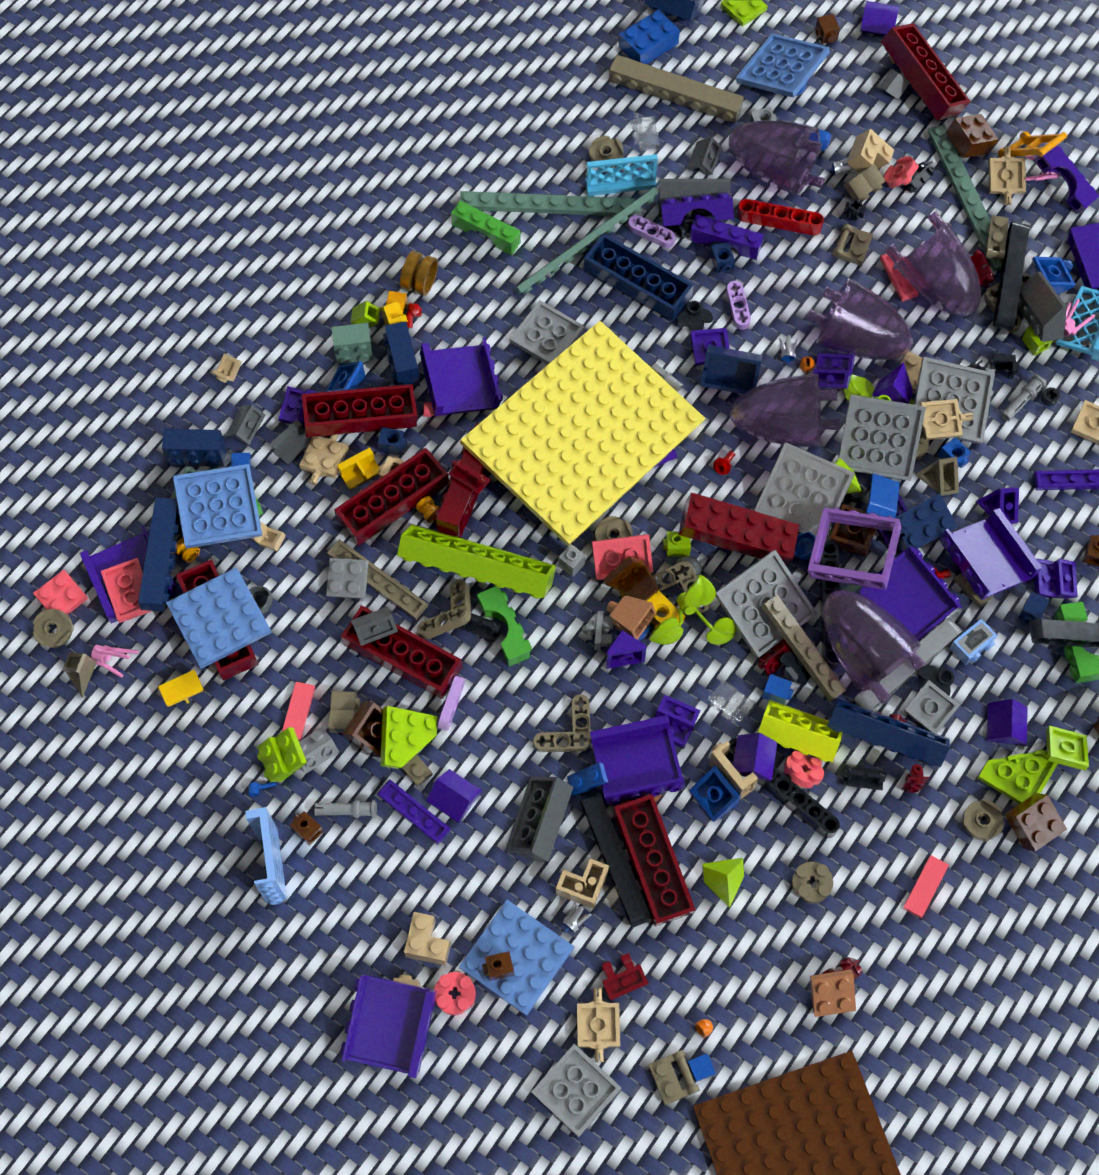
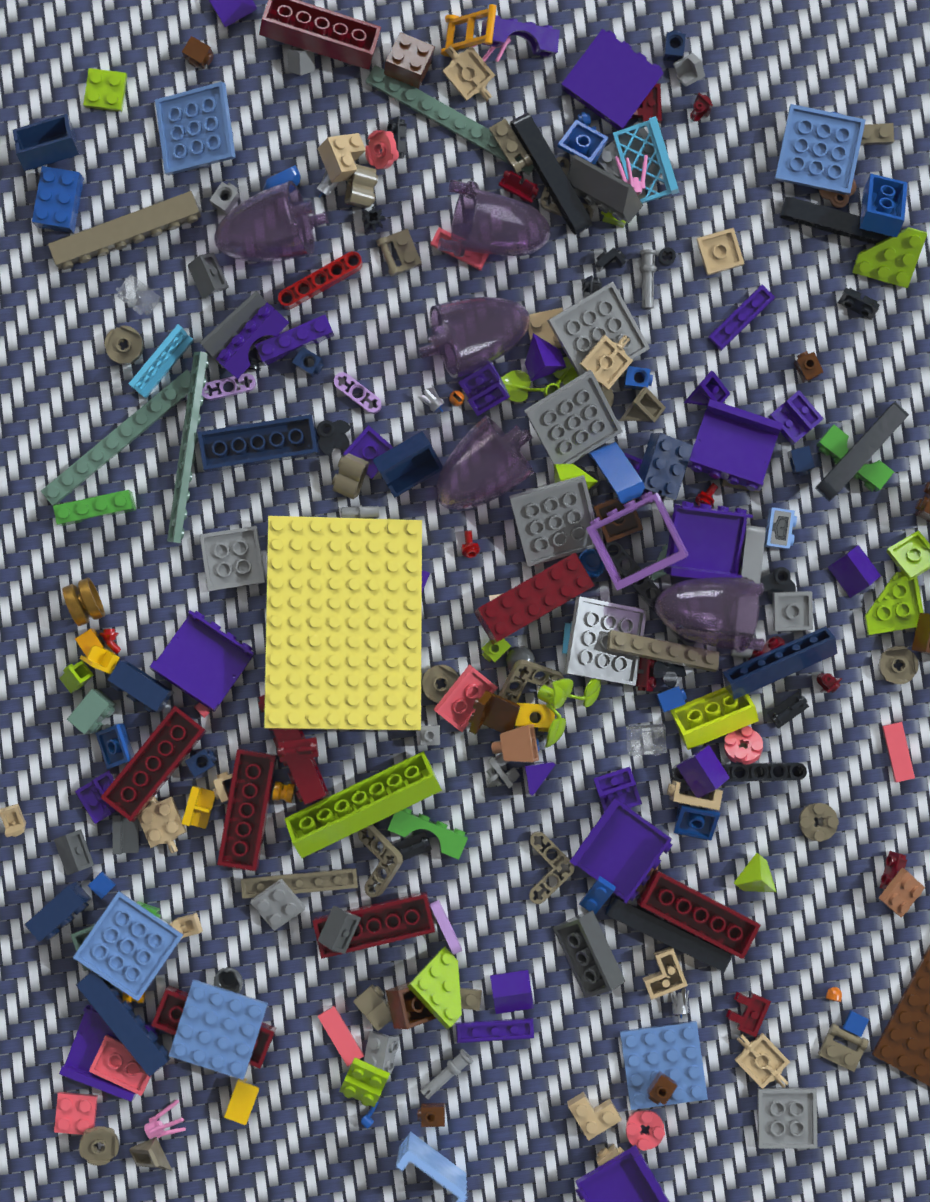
camera: 40 degrees left, 20 degrees up
(682, 347) = (350, 476): none -> dark tan brick

